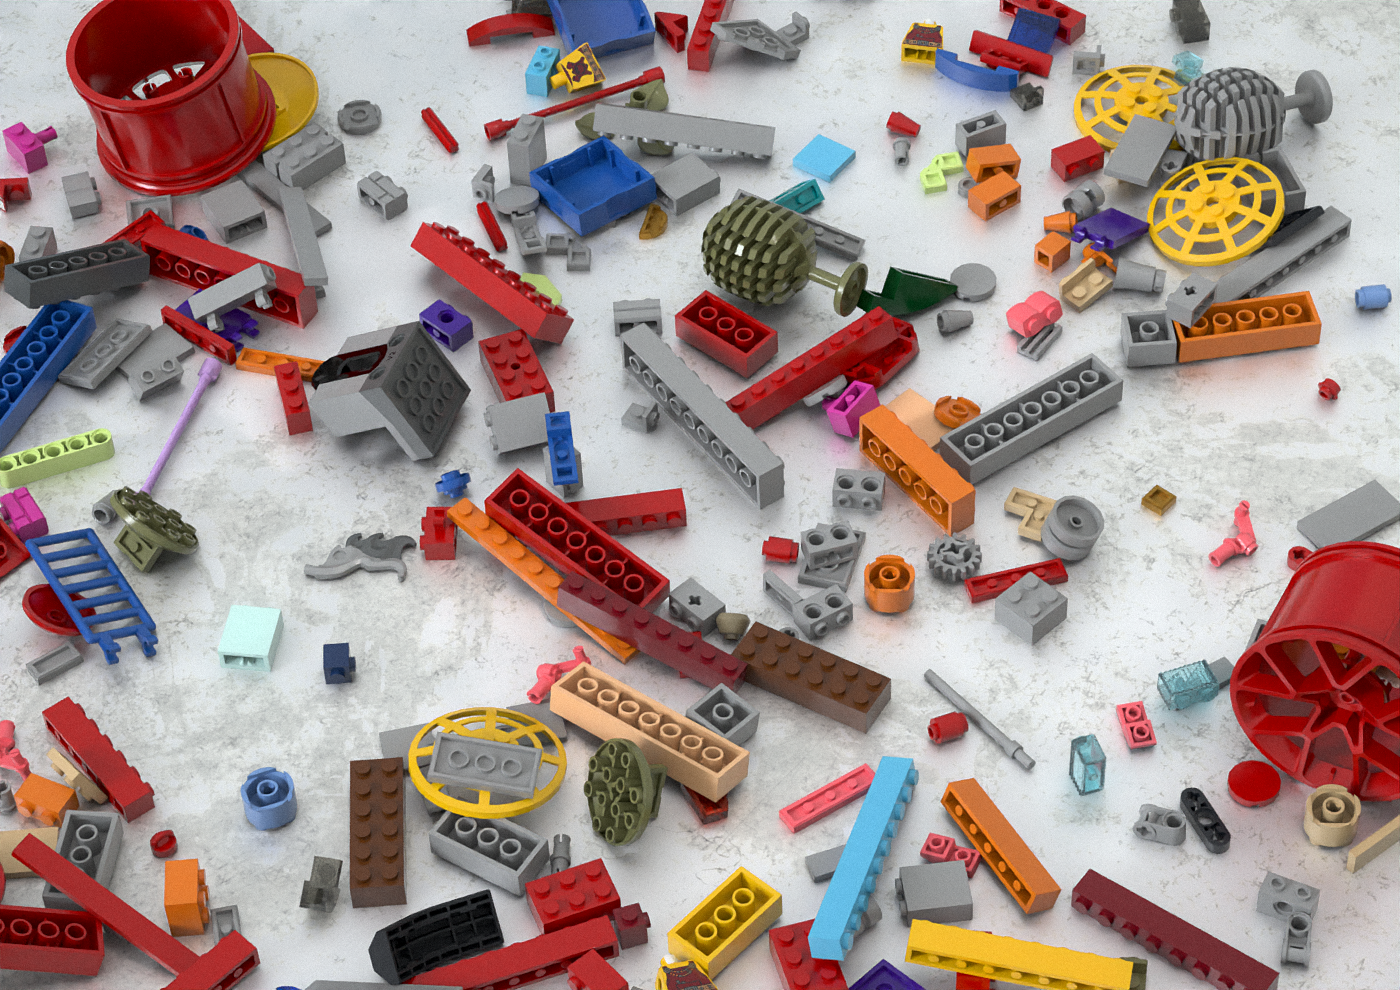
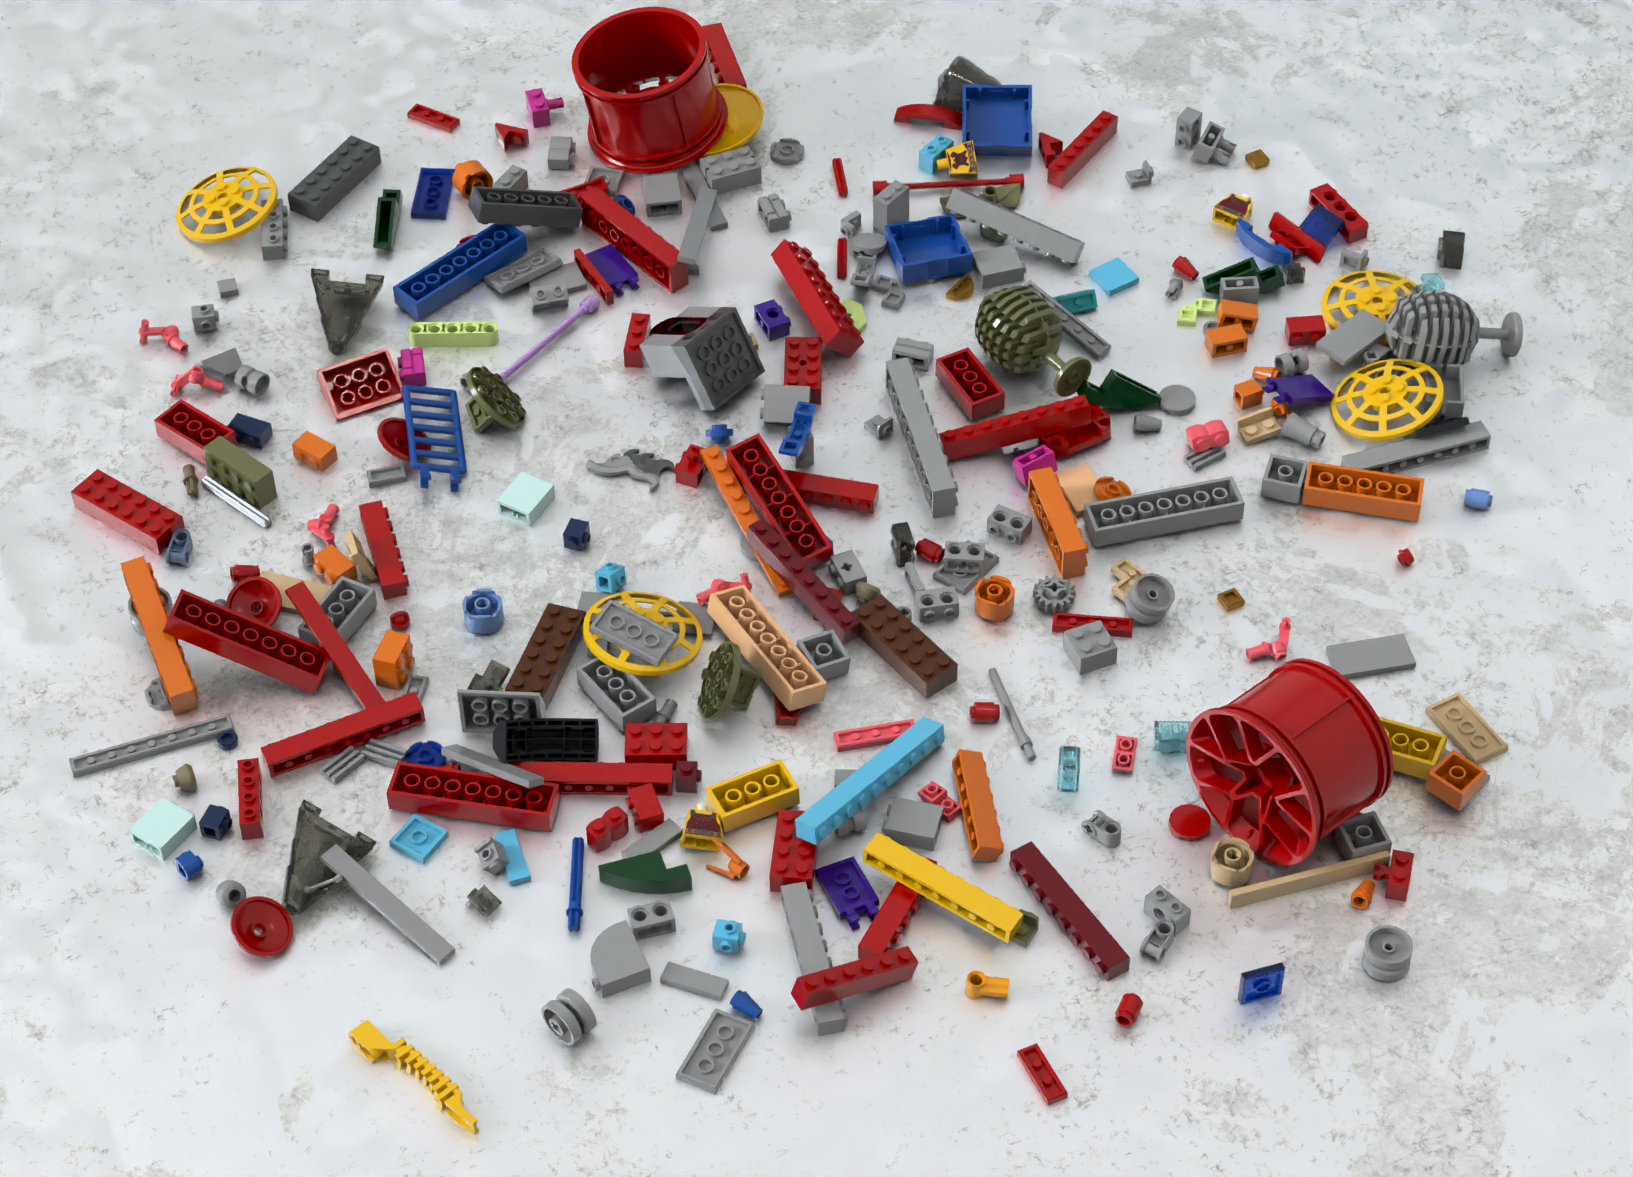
camera: 20 degrees right, 0 degrees up
(232, 293) = (624, 252): light grey brick -> none
(264, 362) = (627, 306): orange tile -> none
(354, 920) = (484, 709): none -> light grey slope
(409, 704) = (610, 577): none -> medium azure brick
(748, 552) = (902, 544): none -> clear smoke brick
(756, 37) = (1107, 171): light grey plate -> none
(1007, 107) = (1268, 279): none -> dark green slope
(1191, 300) = (1326, 458): light grey brick -> none
(1205, 831) = (1135, 843): black beam -> none

